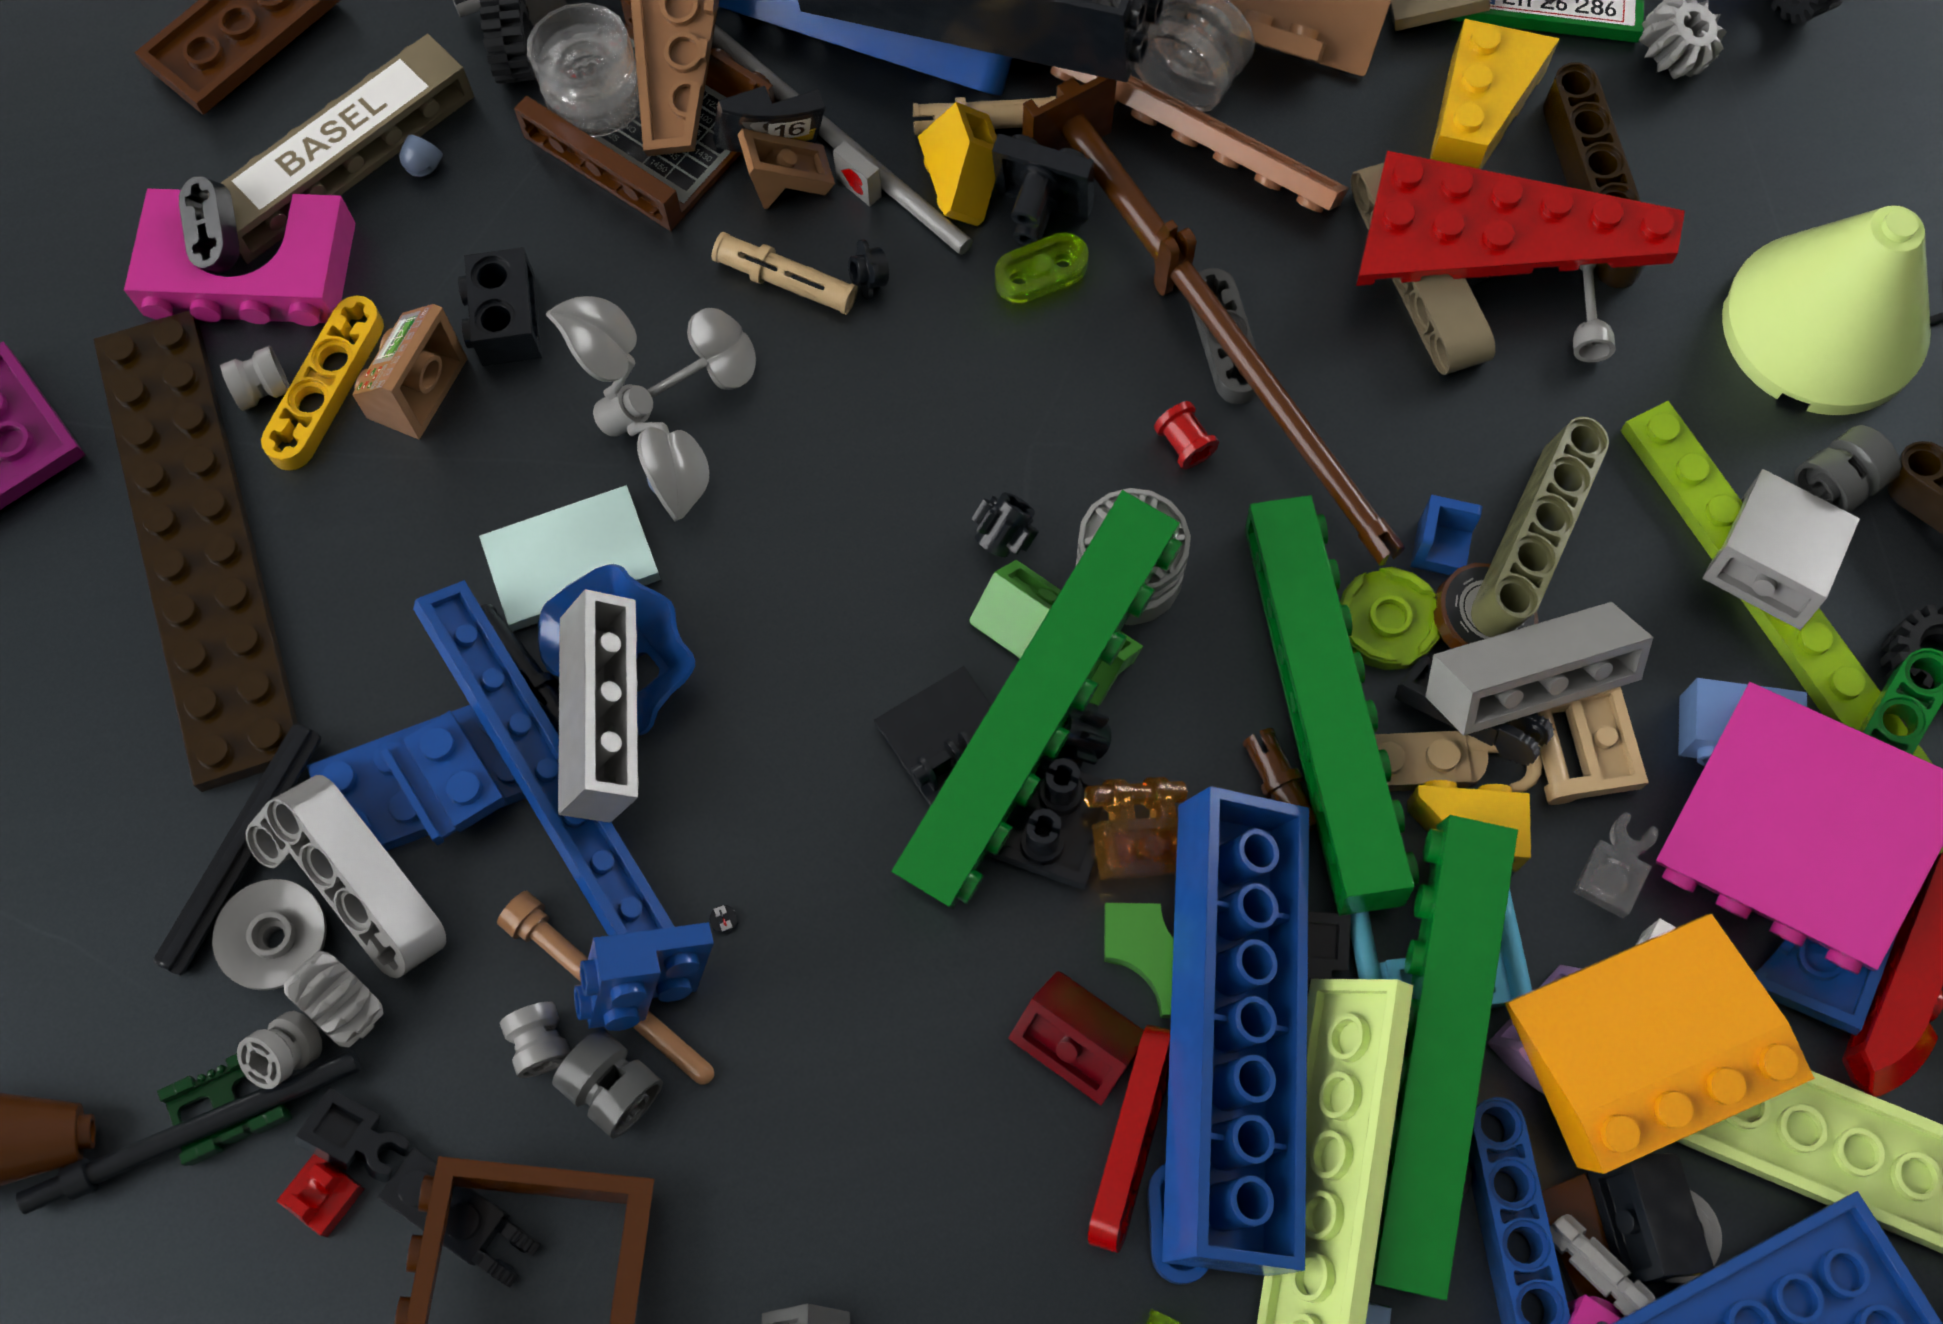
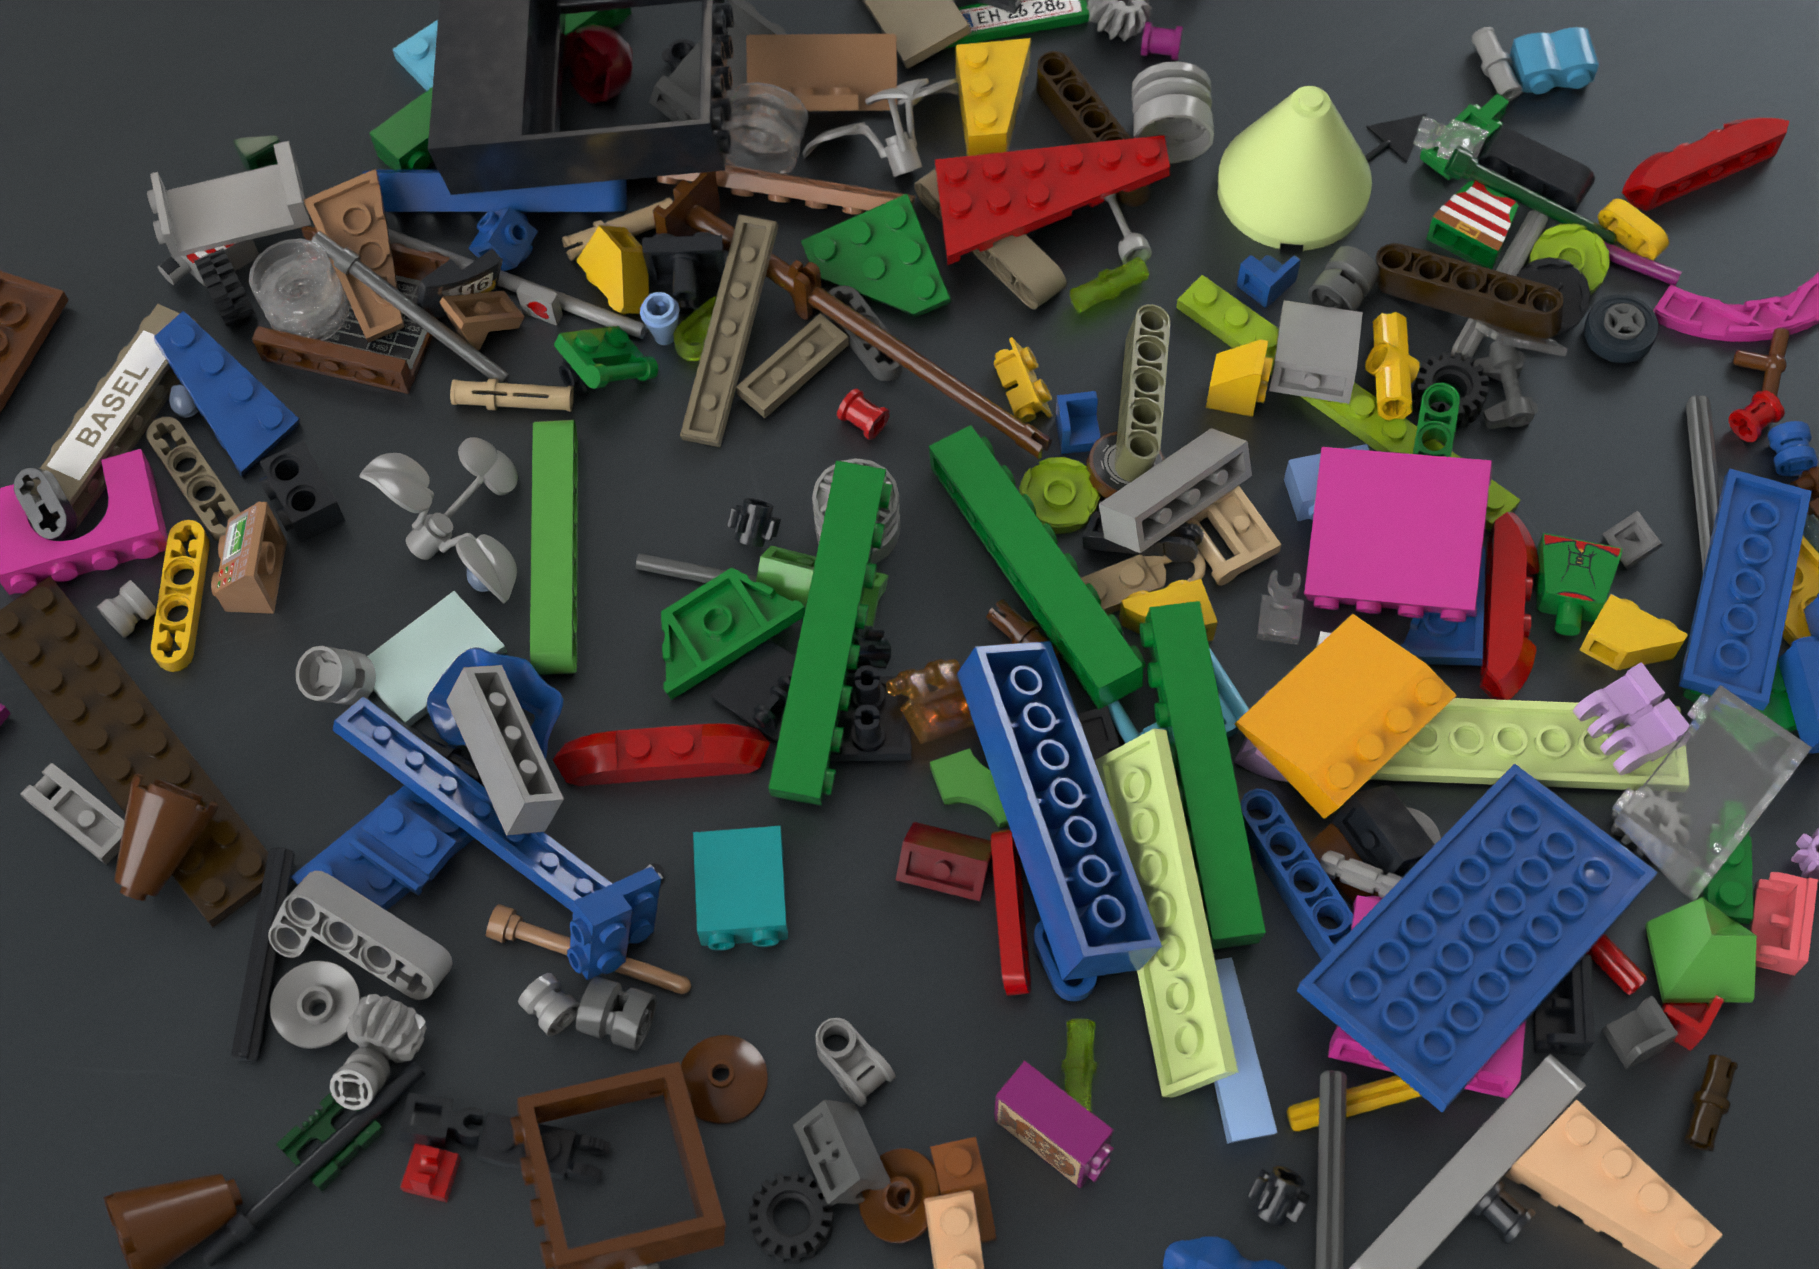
camera: 20 degrees left, 5 degrees down
(107, 602) = (77, 813): none -> light grey plate
(169, 661) = (157, 835): none -> reddish brown cone
(395, 251) = (193, 480): none -> dark tan beam
(447, 541) = (335, 675): none -> light grey wheel
(466, 174) = (234, 403): none -> blue wing
(653, 55) = (349, 263): none -> dark grey bar
(730, 1229) = (729, 1099): none -> reddish brown dish
(760, 475) = (554, 548): none -> bright green beam
(789, 773) = (661, 754): none -> red brick
(814, 978) = (740, 887): none -> teal panel
(846, 82) = (505, 233): none -> blue brick
(867, 1260) = (856, 1067): none -> light grey piece
(906, 262) = (605, 356): none -> green plate
(915, 561) = (679, 569): none -> dark grey bar
(915, 640) = (720, 626): none -> green wing
(989, 235) = (660, 316): none -> light blue cone
(1063, 279) = (729, 331): none -> dark tan tile
(1124, 346) = (792, 365): none -> dark tan plate
(1279, 251) = (882, 258): none -> green plate
(1353, 123) = (901, 147): none -> light grey plant
(1401, 479) = (1030, 394): none -> yellow hinge
(1547, 374) = (1109, 284): none -> clear neon green pin
(1671, 550) = (1240, 378): none -> yellow slope
(1712, 175) = (1175, 103): none -> light grey wheel
(1720, 93) = (1161, 41): none -> magenta bush
(1749, 431) = (1267, 278): none -> blue panel
(1874, 601) = (1392, 366): none -> yellow piece

